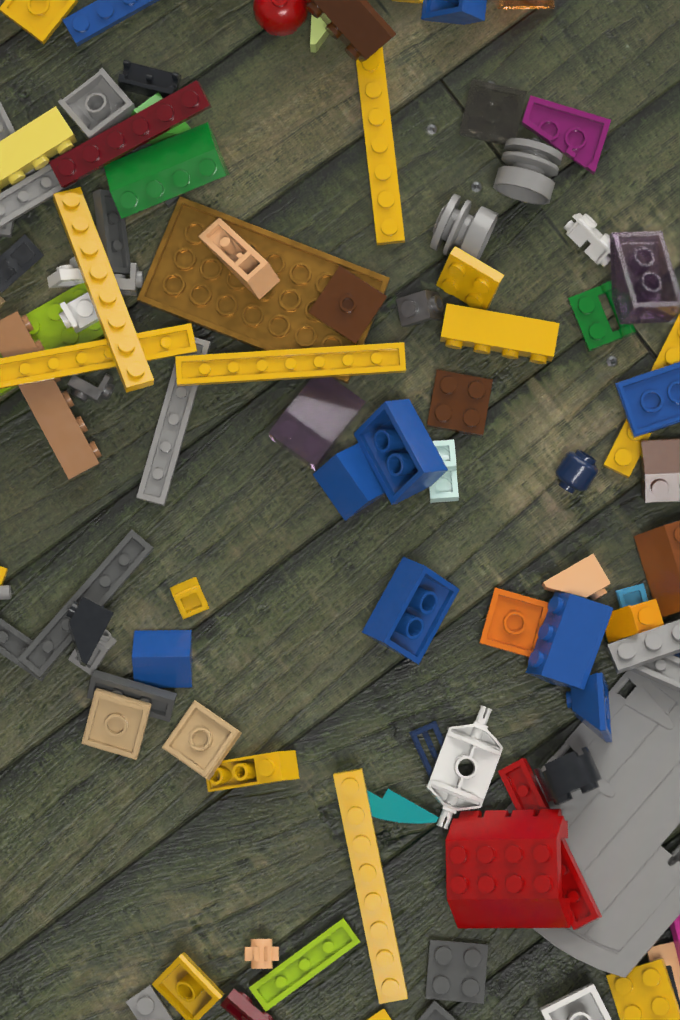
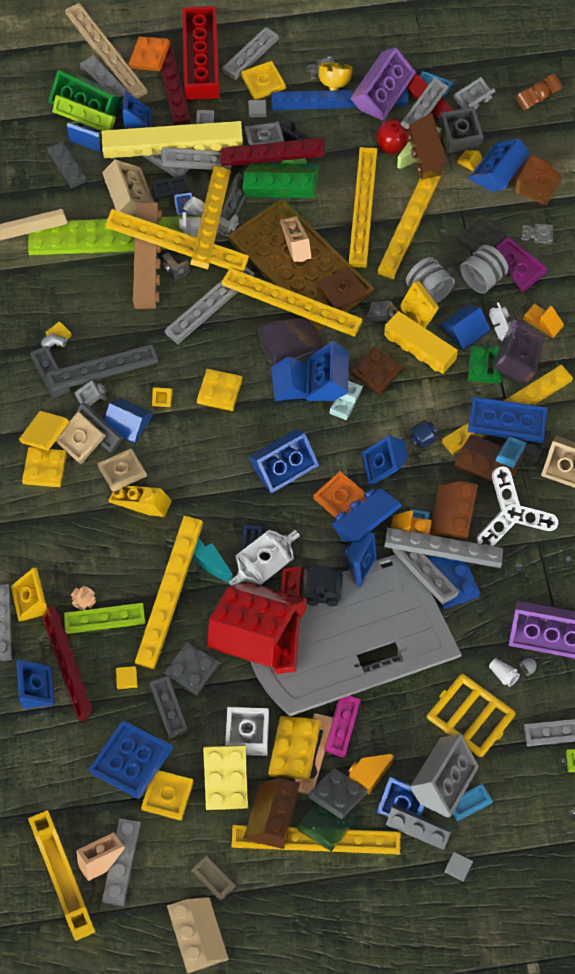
camera: 25 degrees right, 20 degrees down
(38, 277) = (180, 200): none -> slope
(56, 57) = (257, 108): none -> light grey tile
(62, 740) = (44, 430): none -> yellow tile
(87, 627) = (95, 374): black slope -> none
(92, 789) = (44, 467): none -> yellow plate
(262, 546) = (219, 389): none -> yellow plate
(300, 149) = (363, 207): none -> yellow plate
(543, 269) = (466, 326): none -> blue slope
(546, 540) = (384, 458): none -> blue slope
(570, 61) = (541, 233): none -> clear plate
(581, 579) = (396, 487): light nougat slope -> none
(645, 204) = (544, 320): none -> light orange slope

